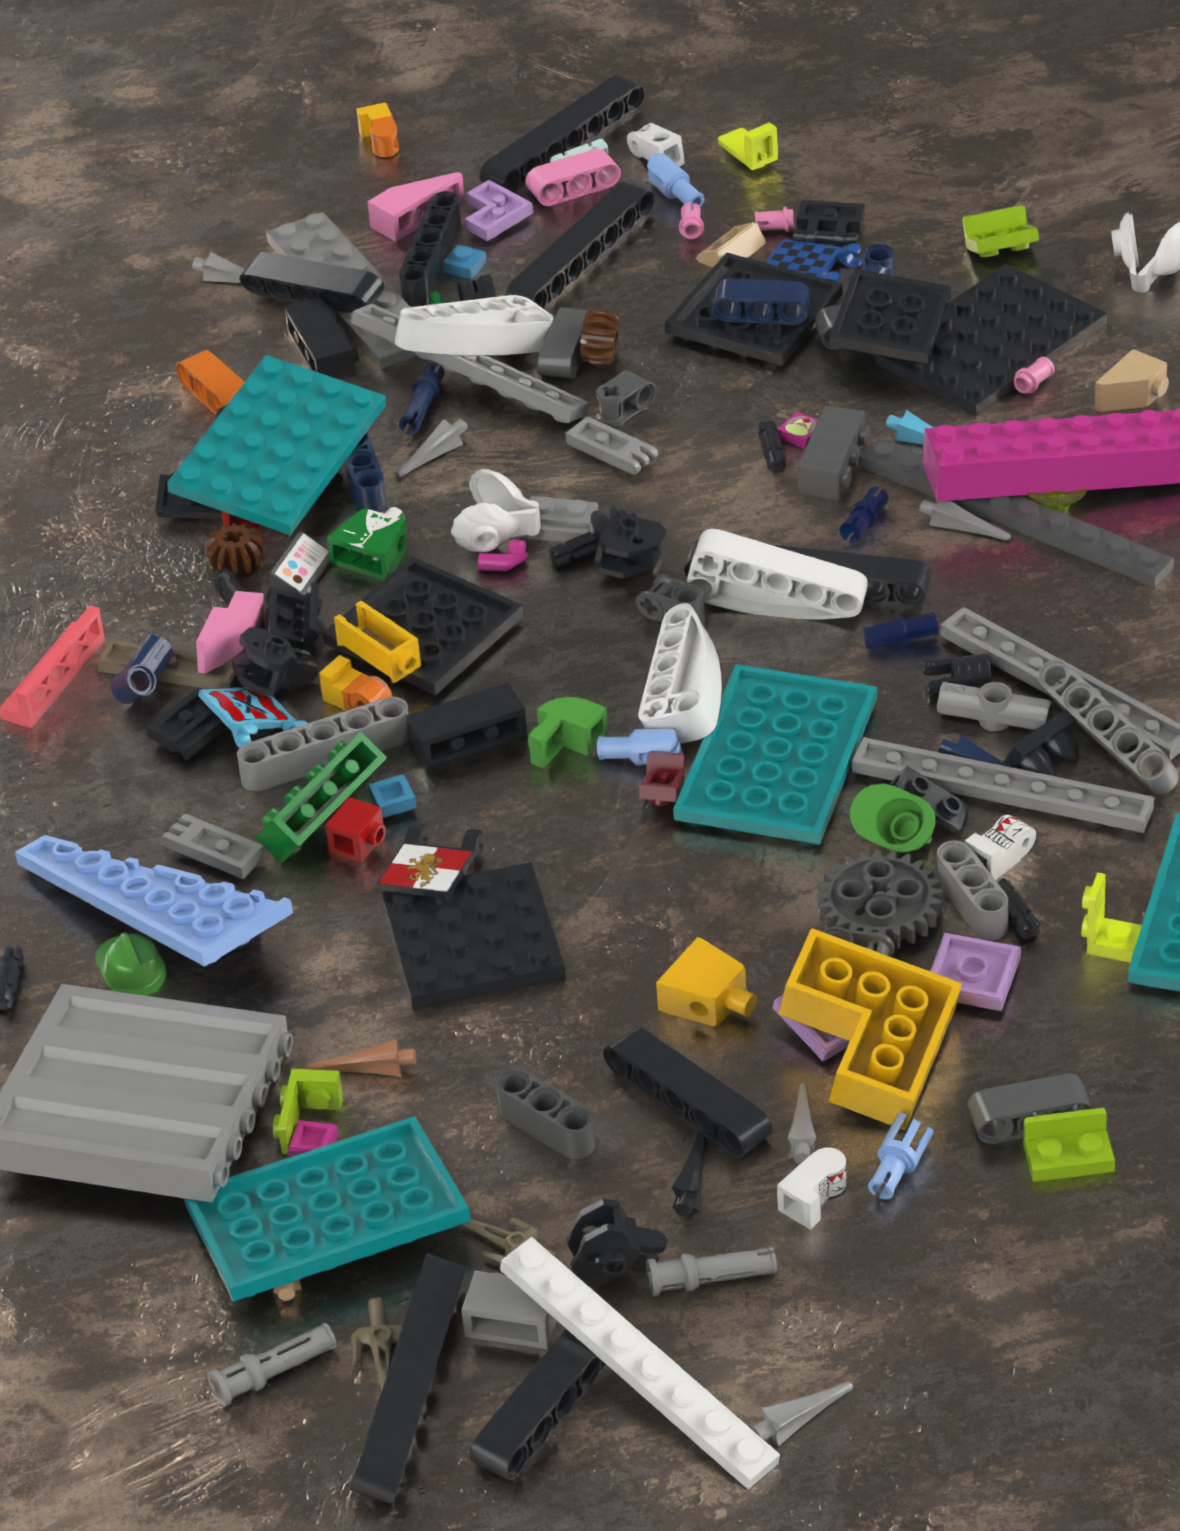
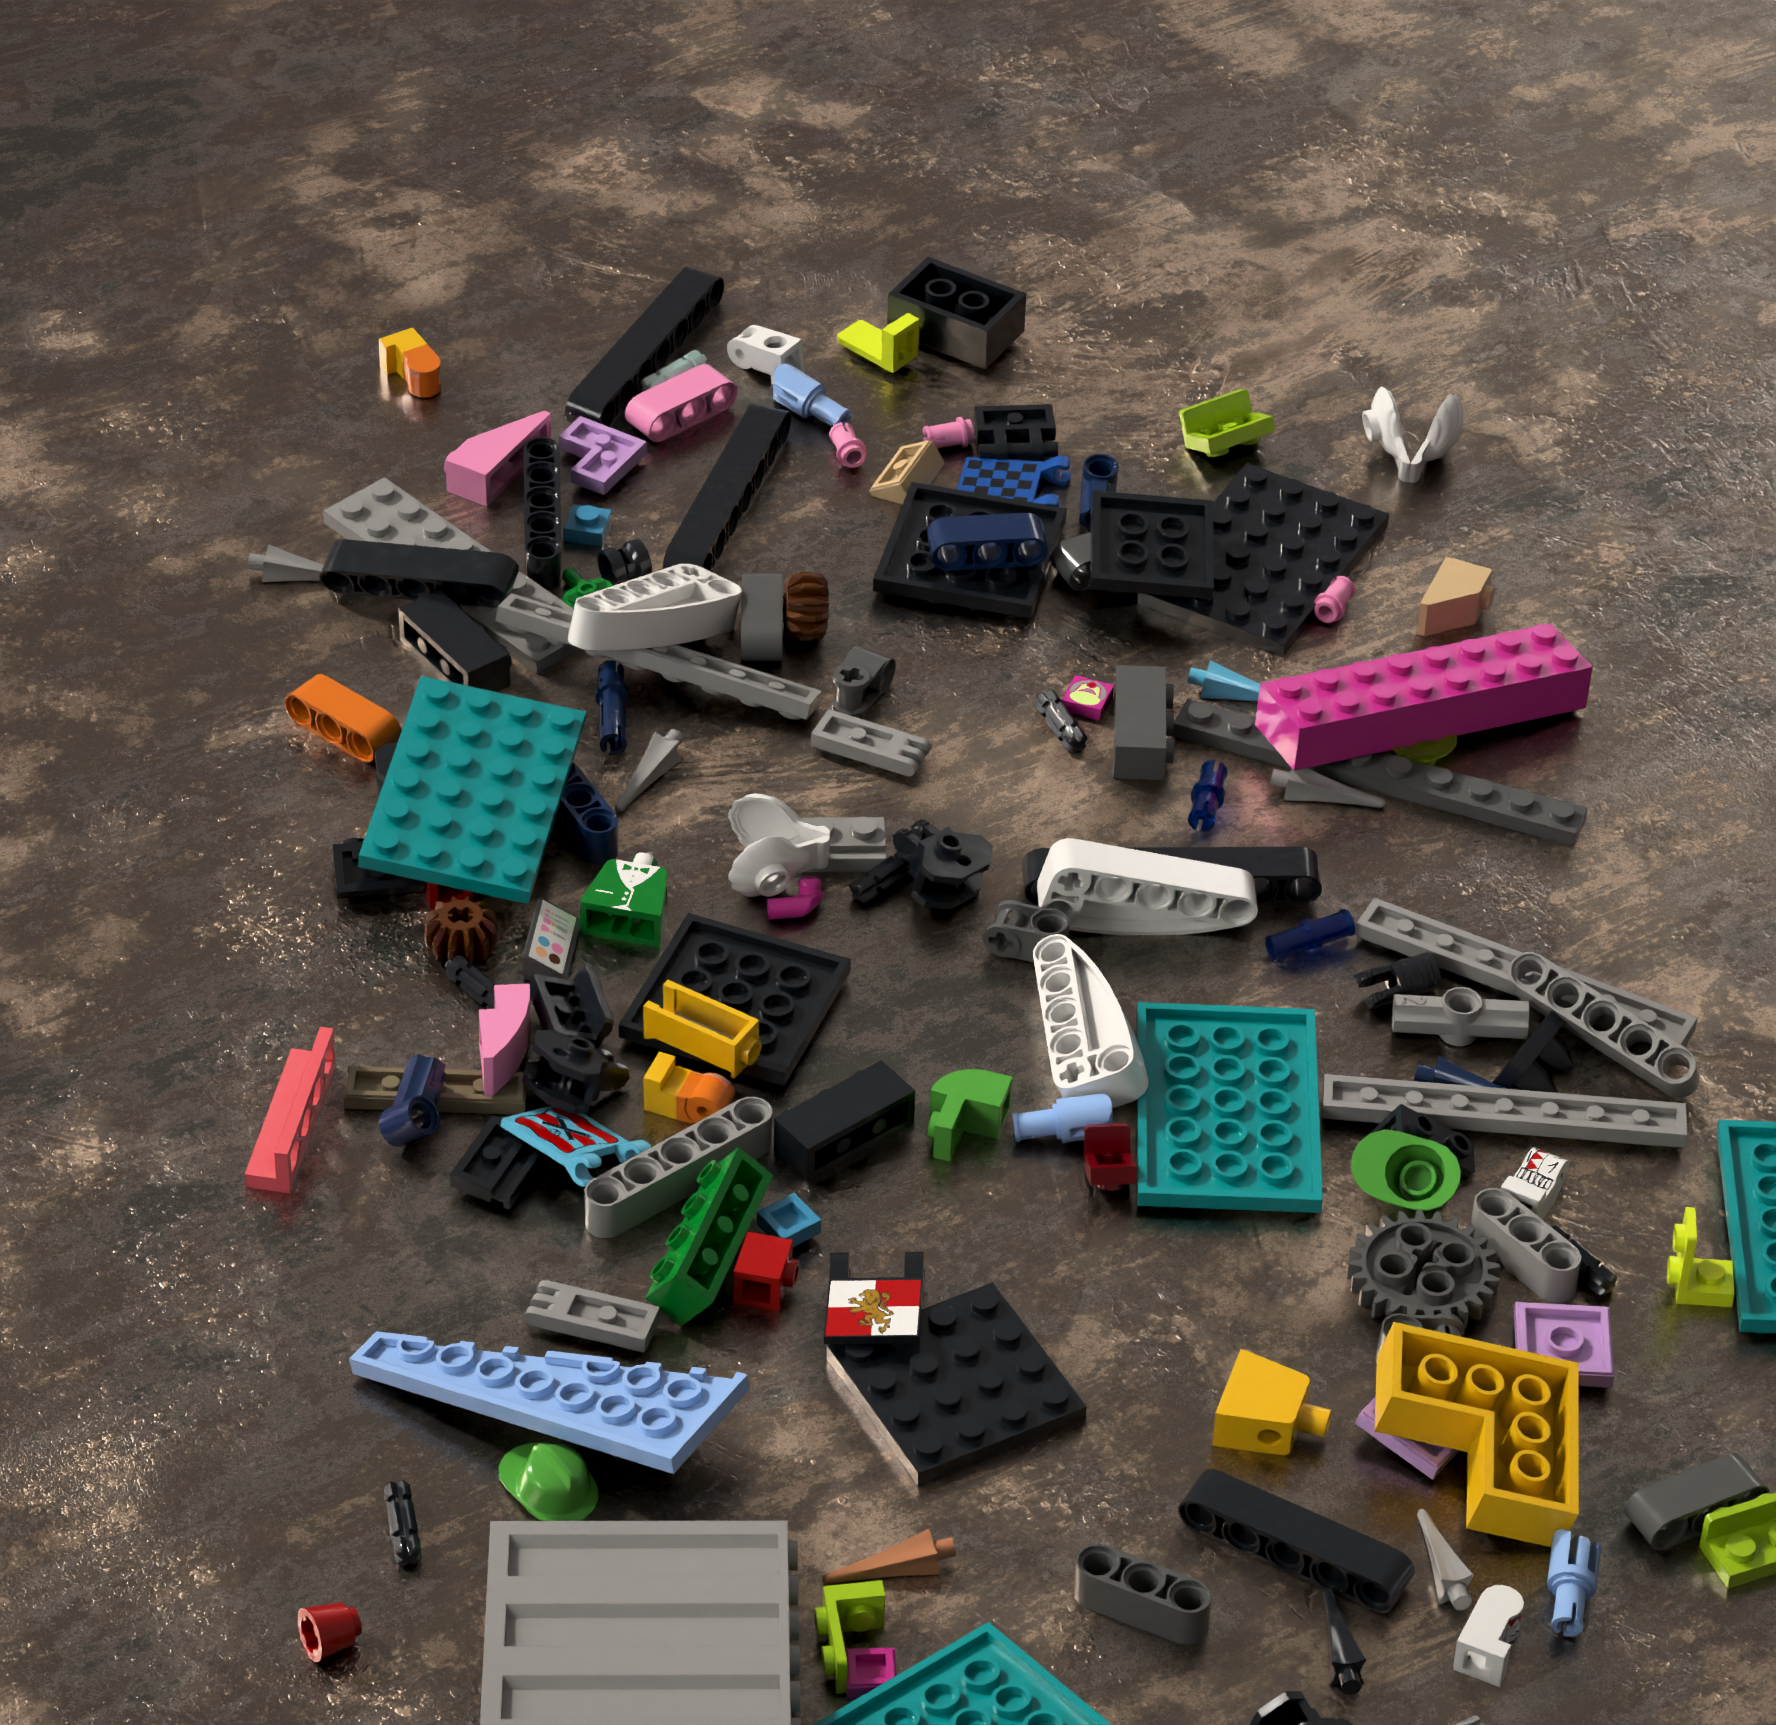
camera: 20 degrees left, 0 degrees up
(818, 127) = (959, 311): none -> black brick

